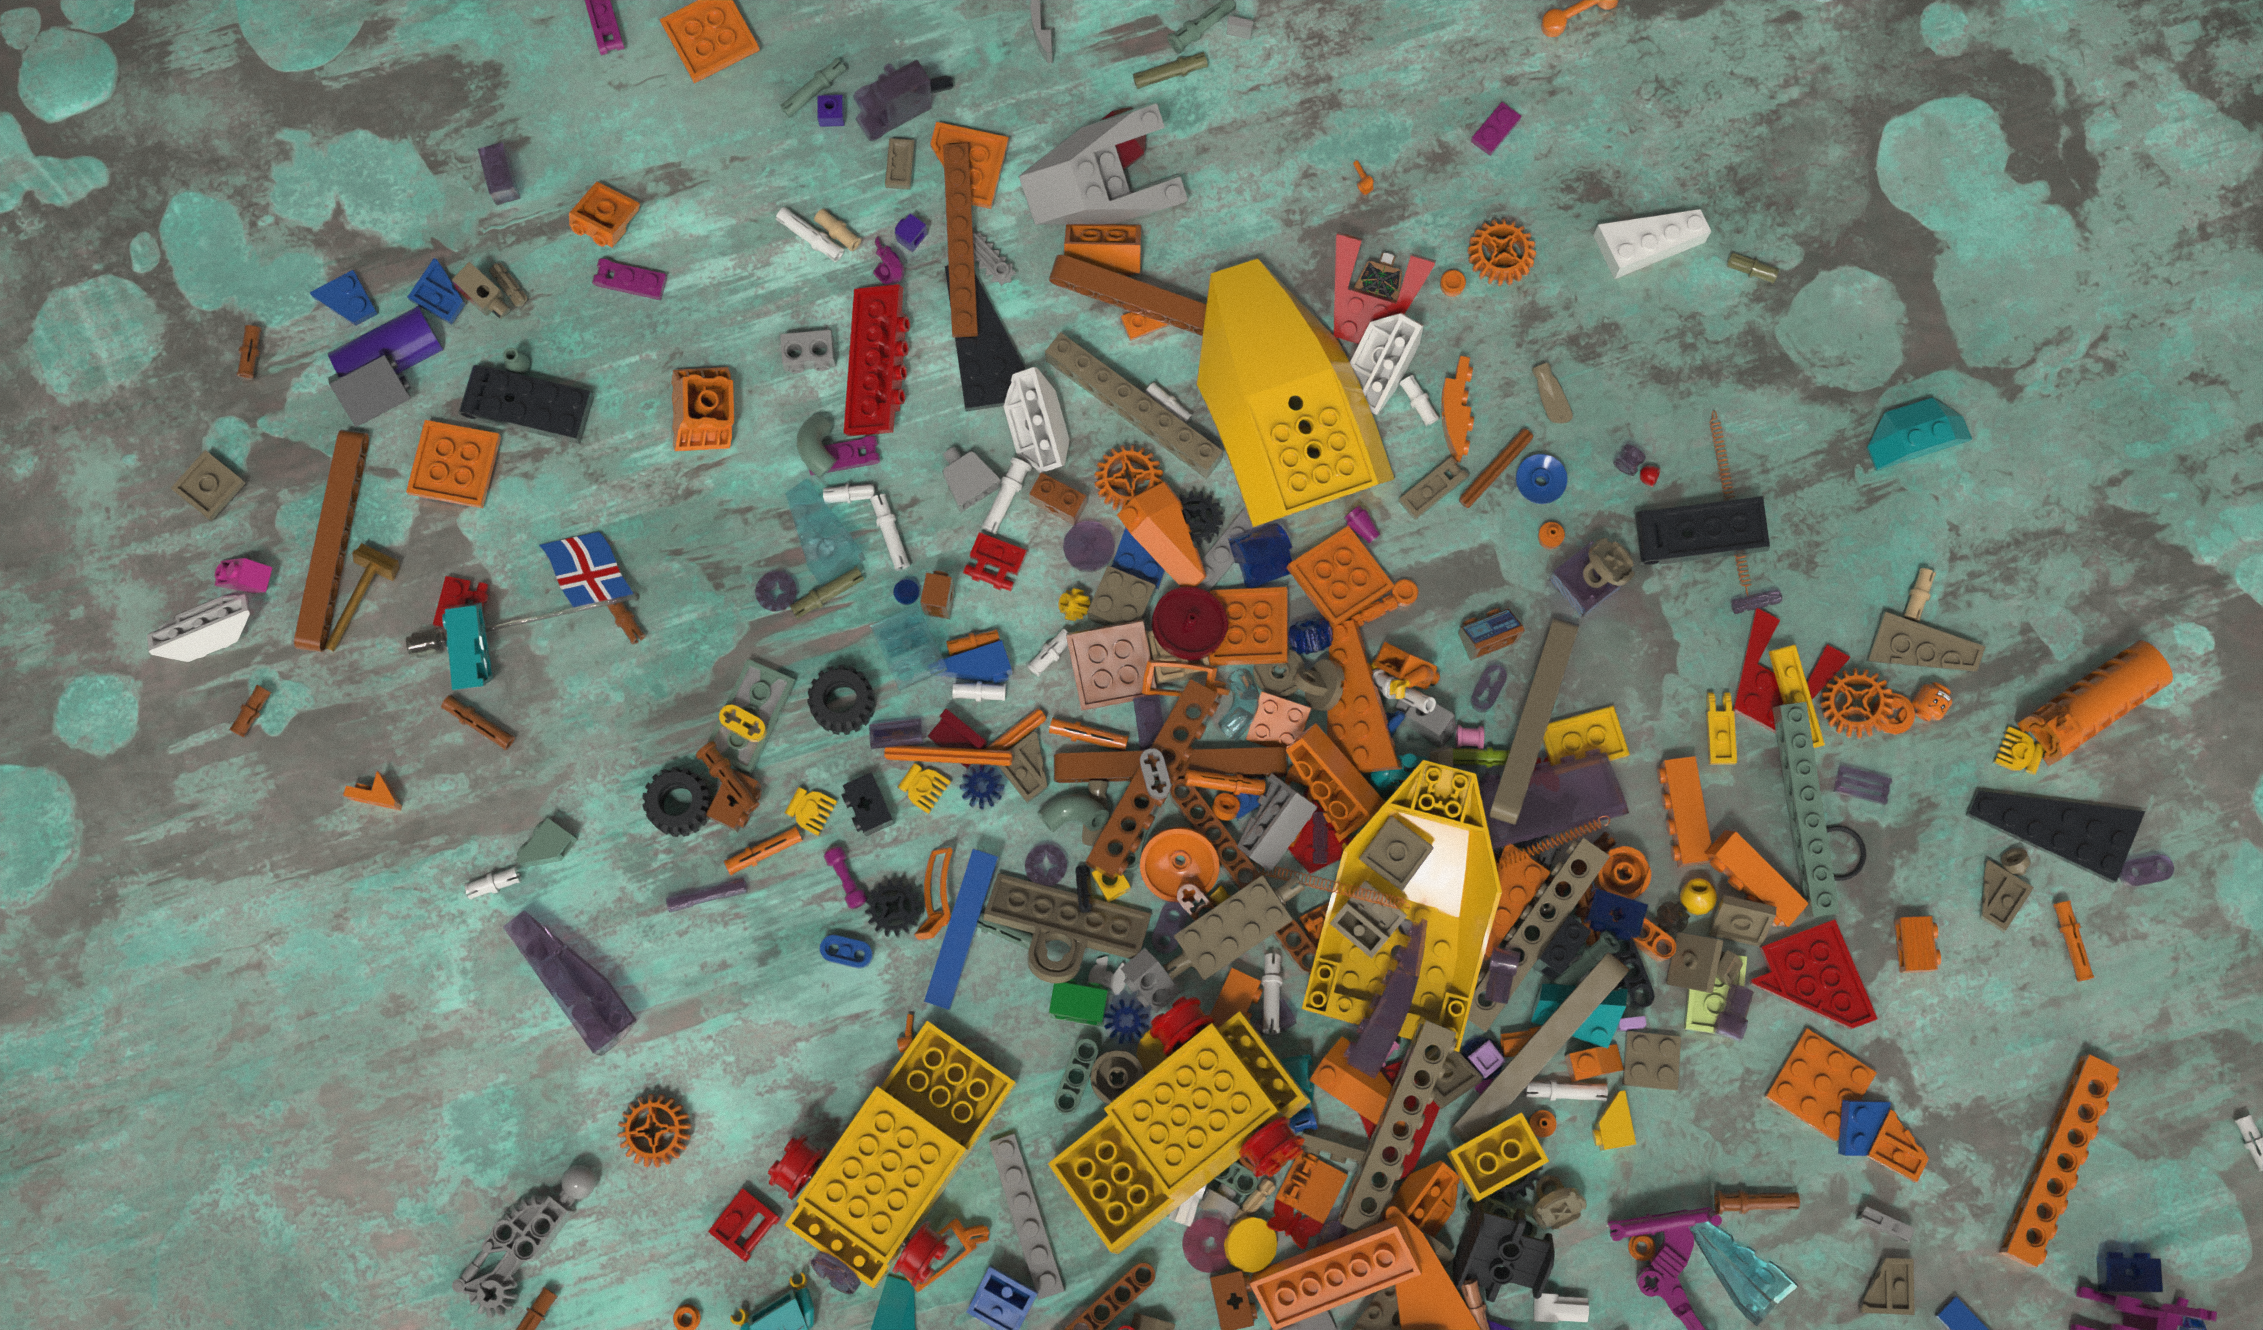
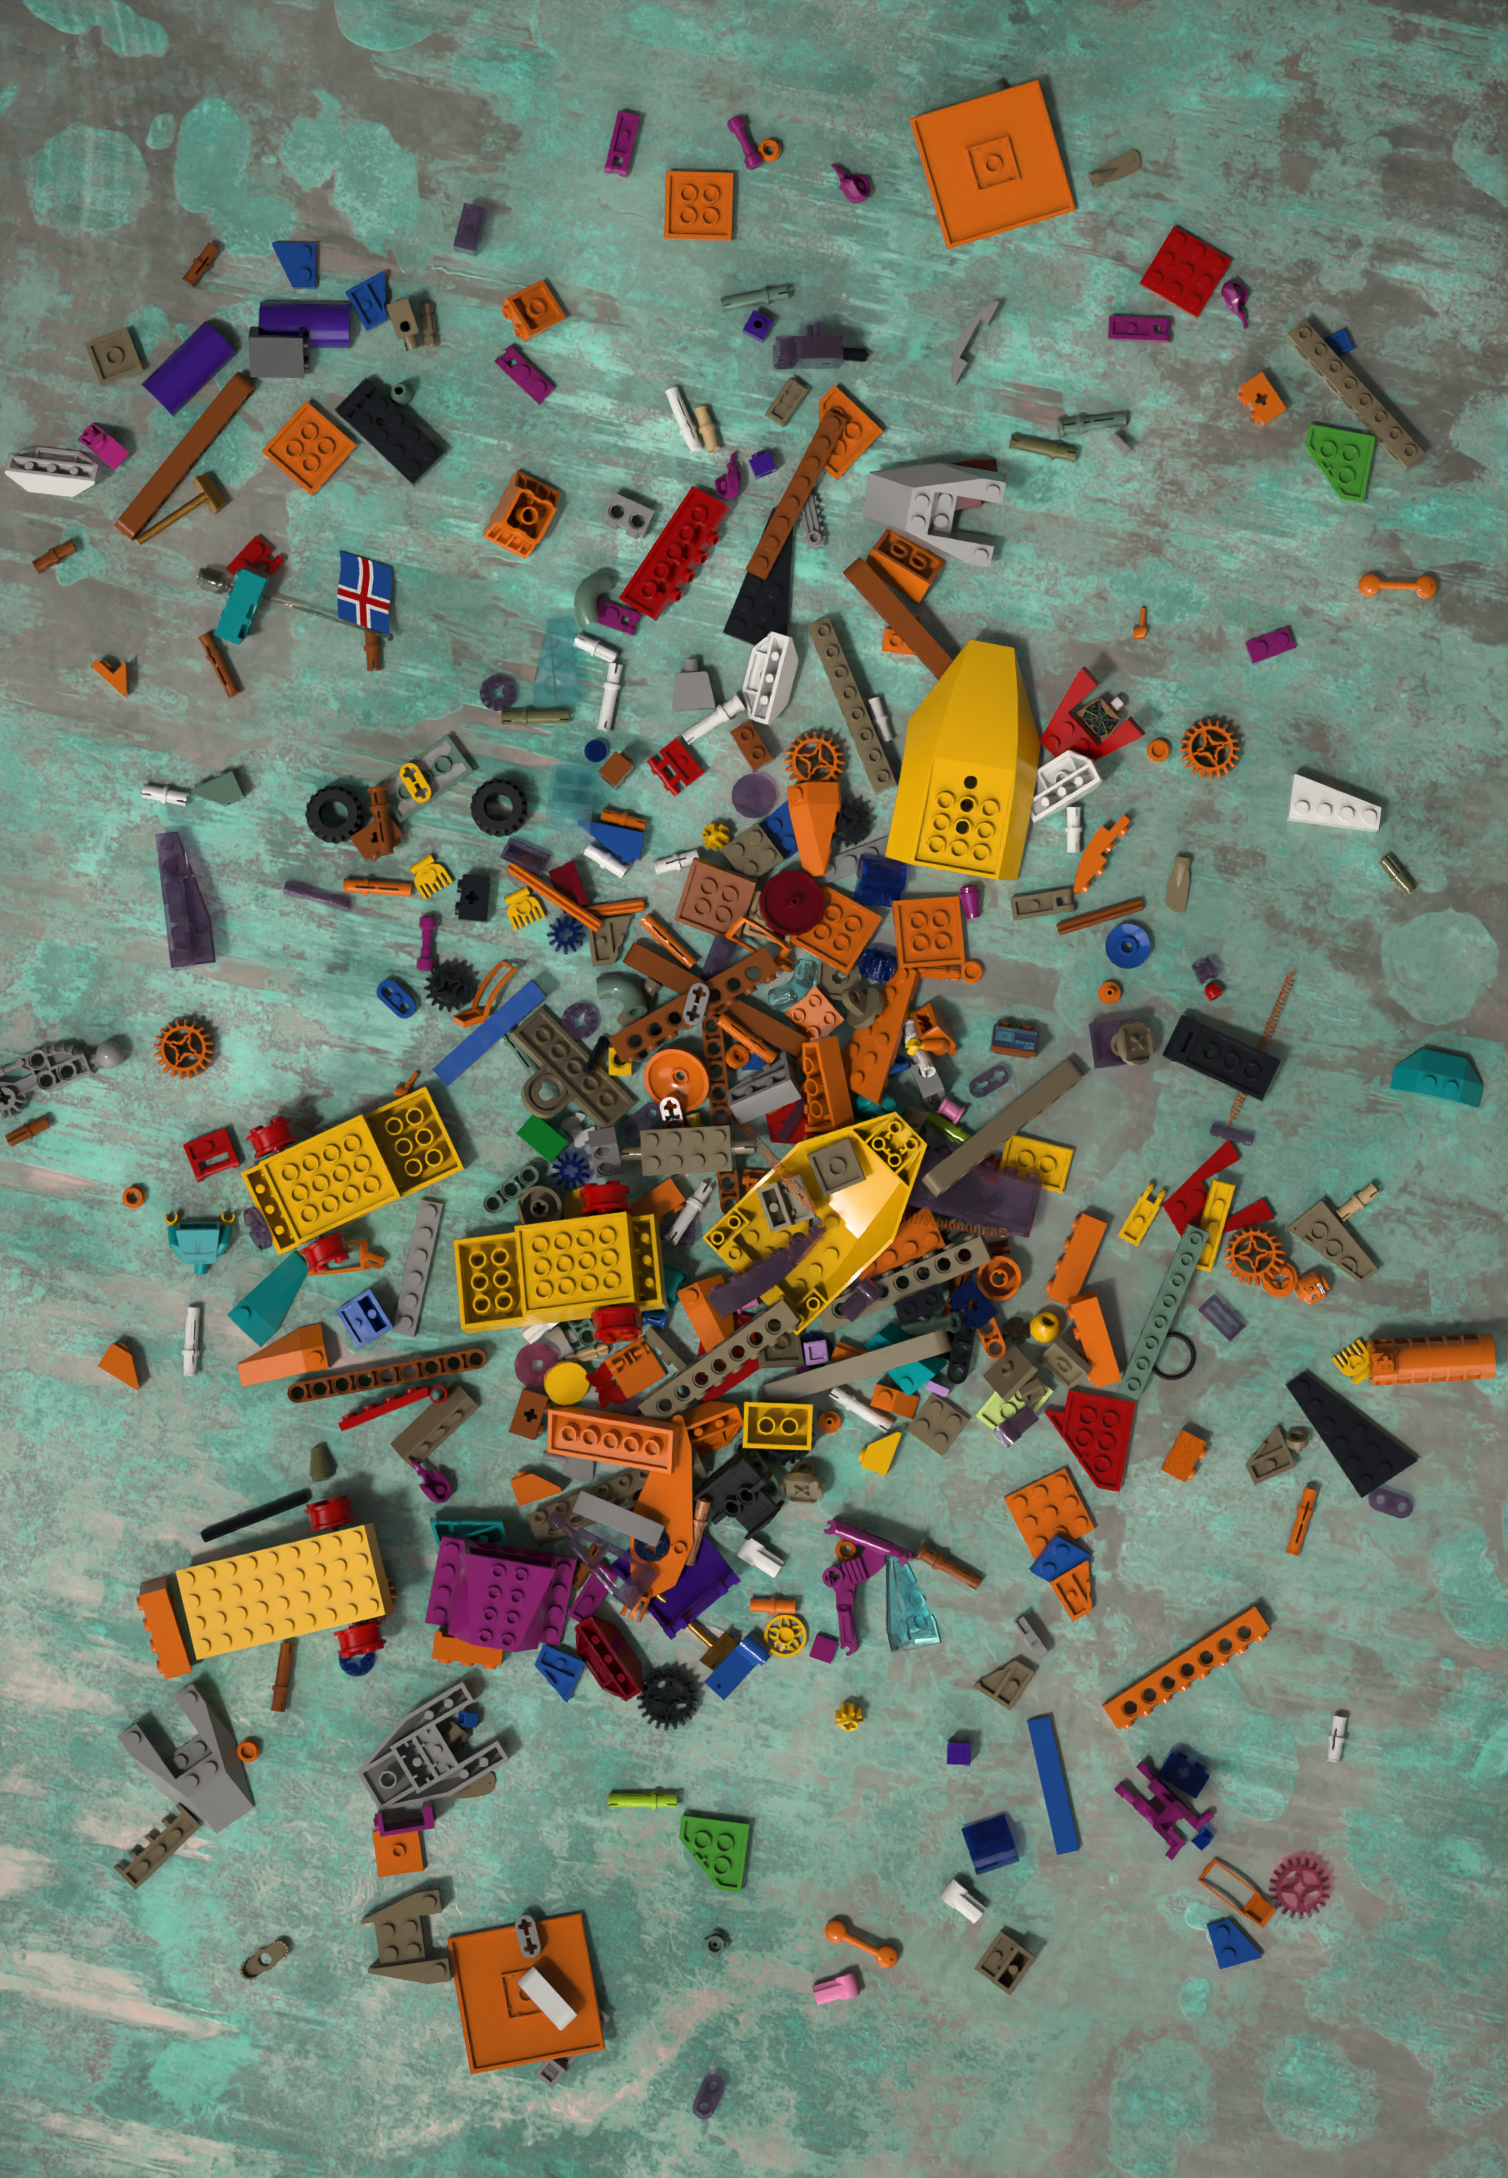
camera: 30 degrees right, 10 degrees up
(291, 454) = (189, 368): none -> dark purple brick

